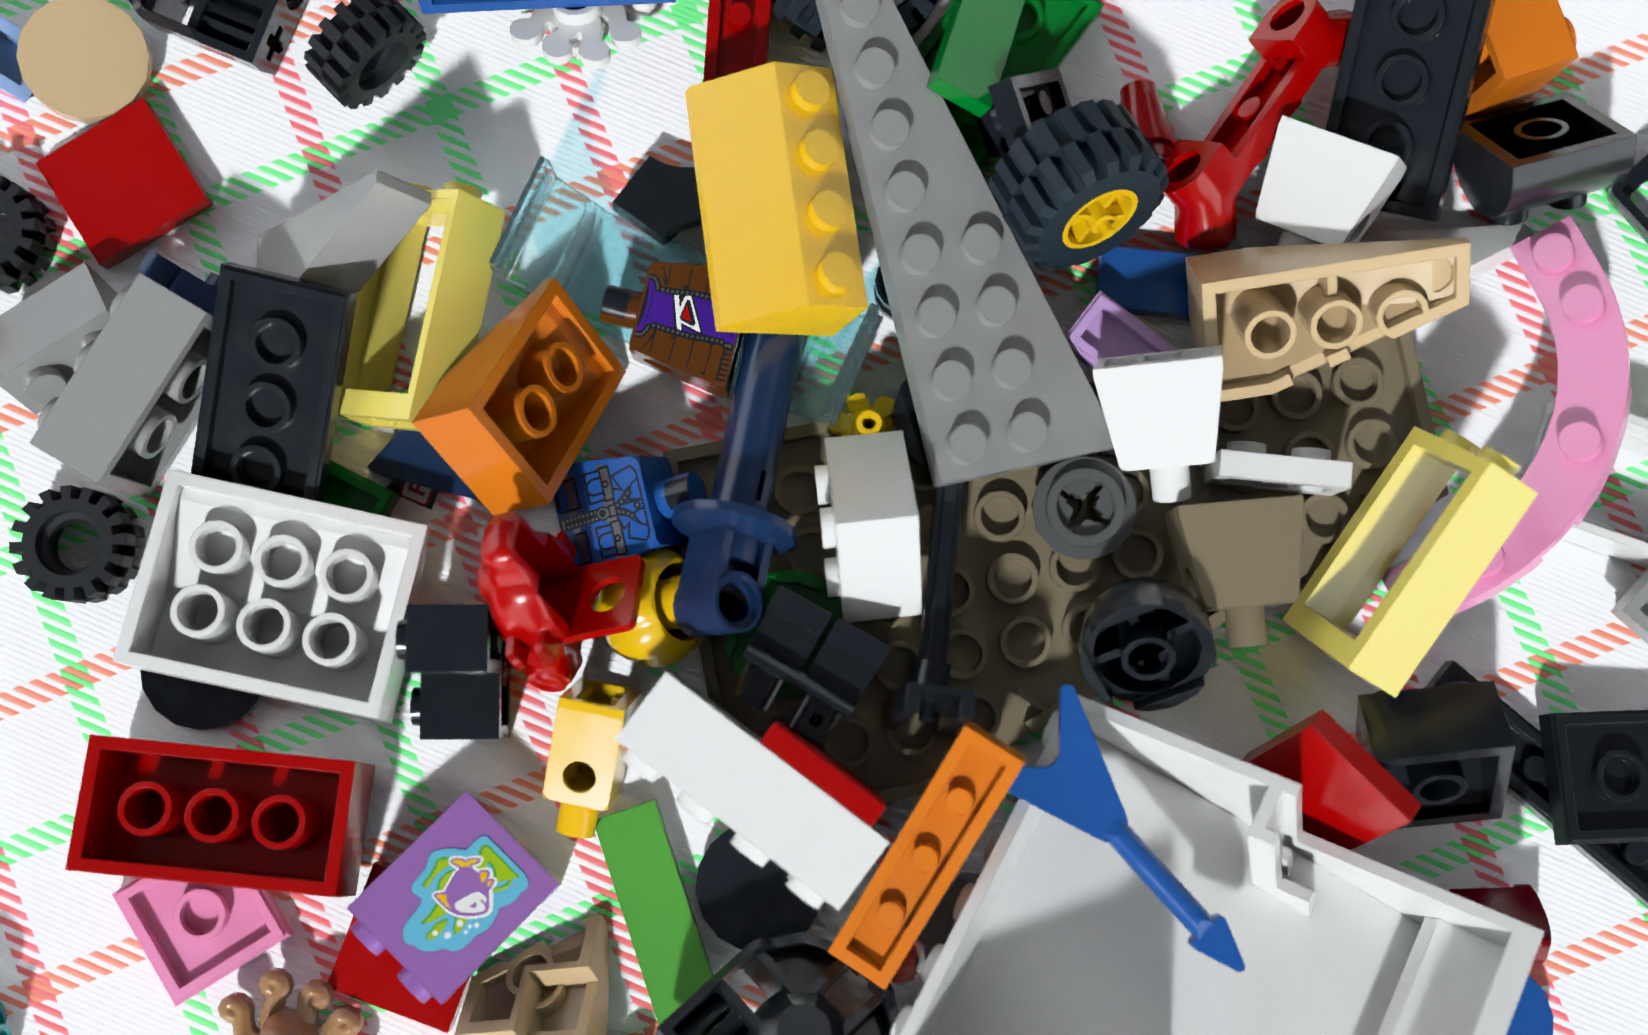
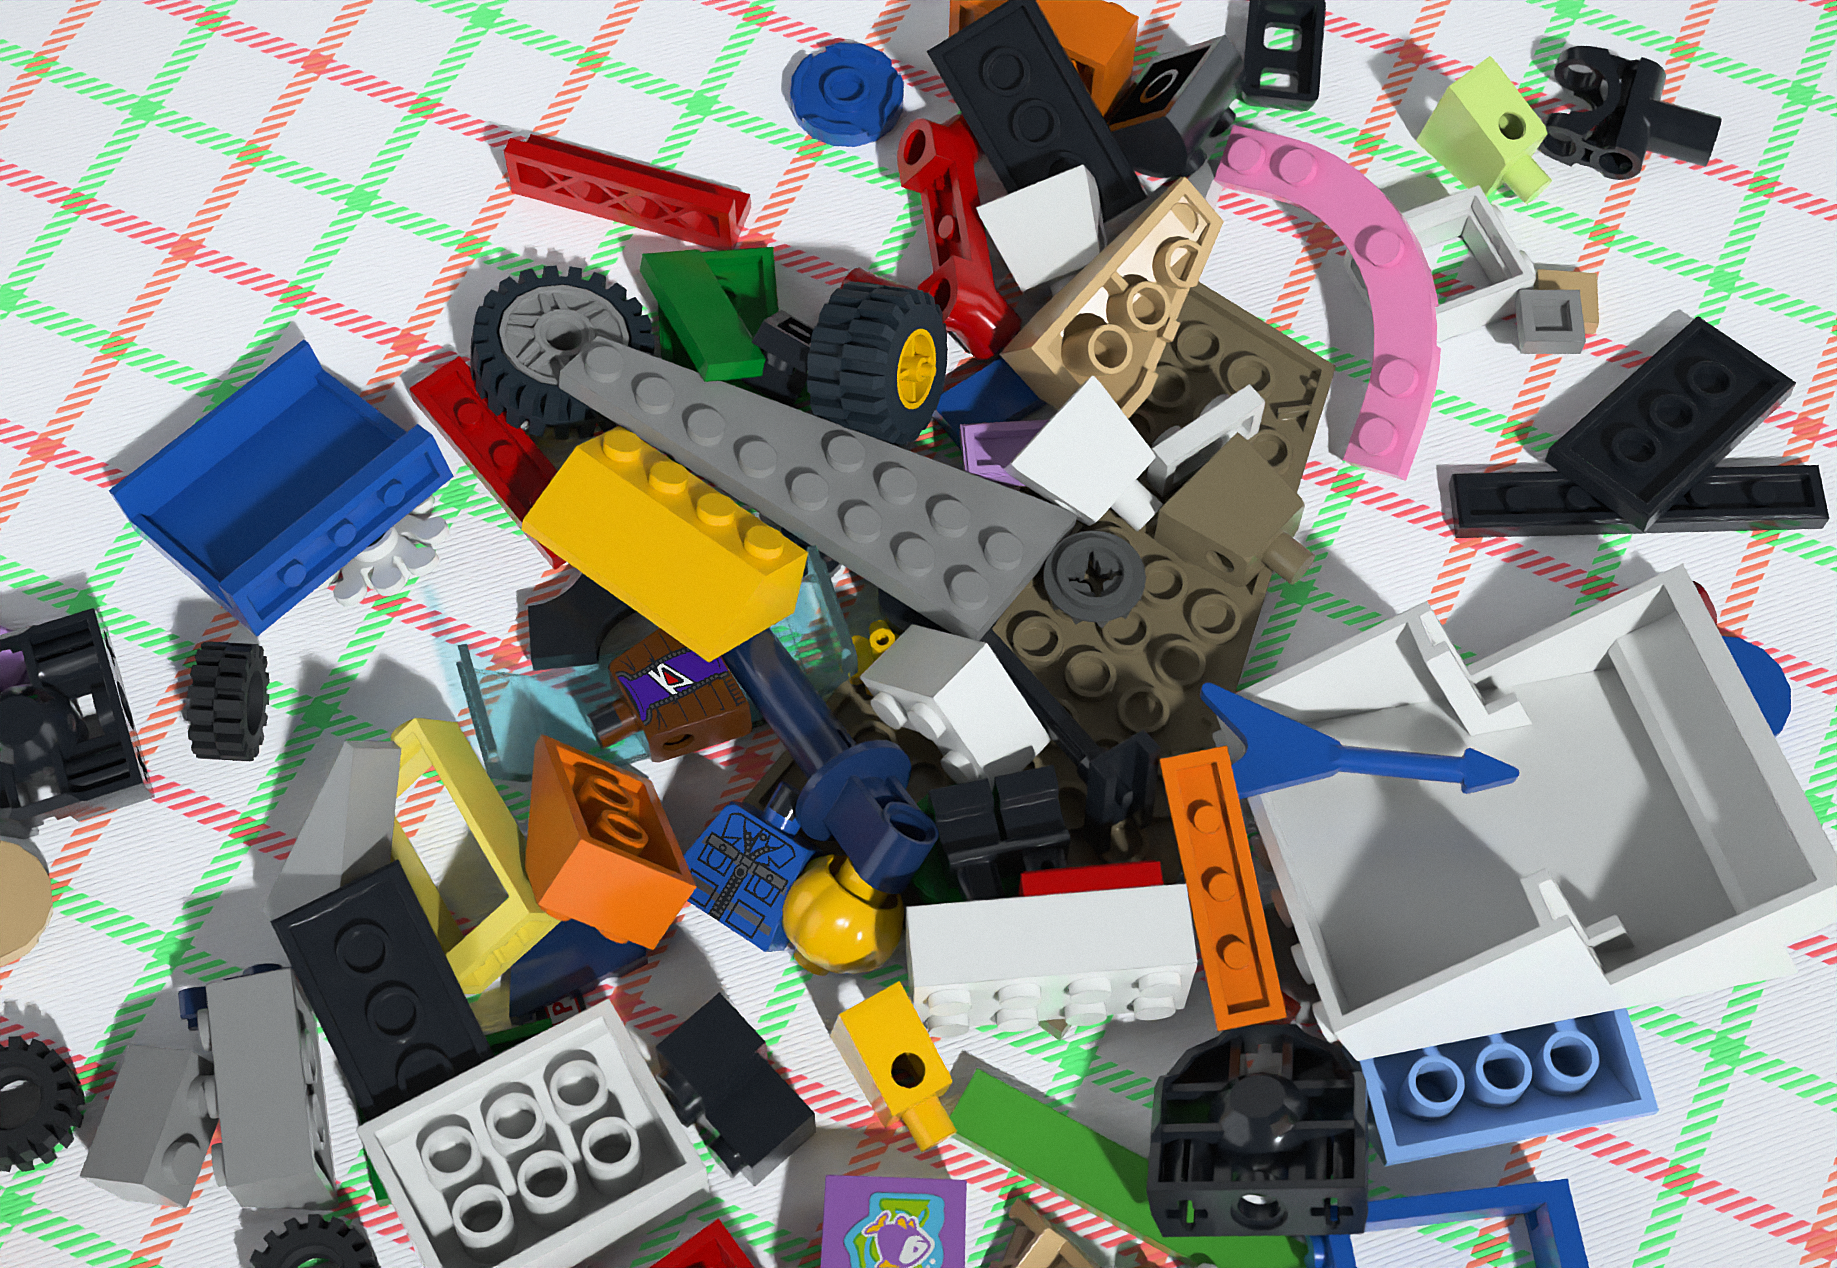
camera: 40 degrees left, 20 degrees down
(124, 183) = (99, 974): red tile -> none
(547, 601) = (765, 961): red piece -> none
(745, 899) = (1112, 1069): black tile -> none
(1146, 644) = (1232, 618): black cylinder -> none
(1344, 789) = (1470, 597): red tile -> none
(1438, 572) = (1380, 412): light yellow window -> none
(1443, 747) = (1502, 541): black slope -> none

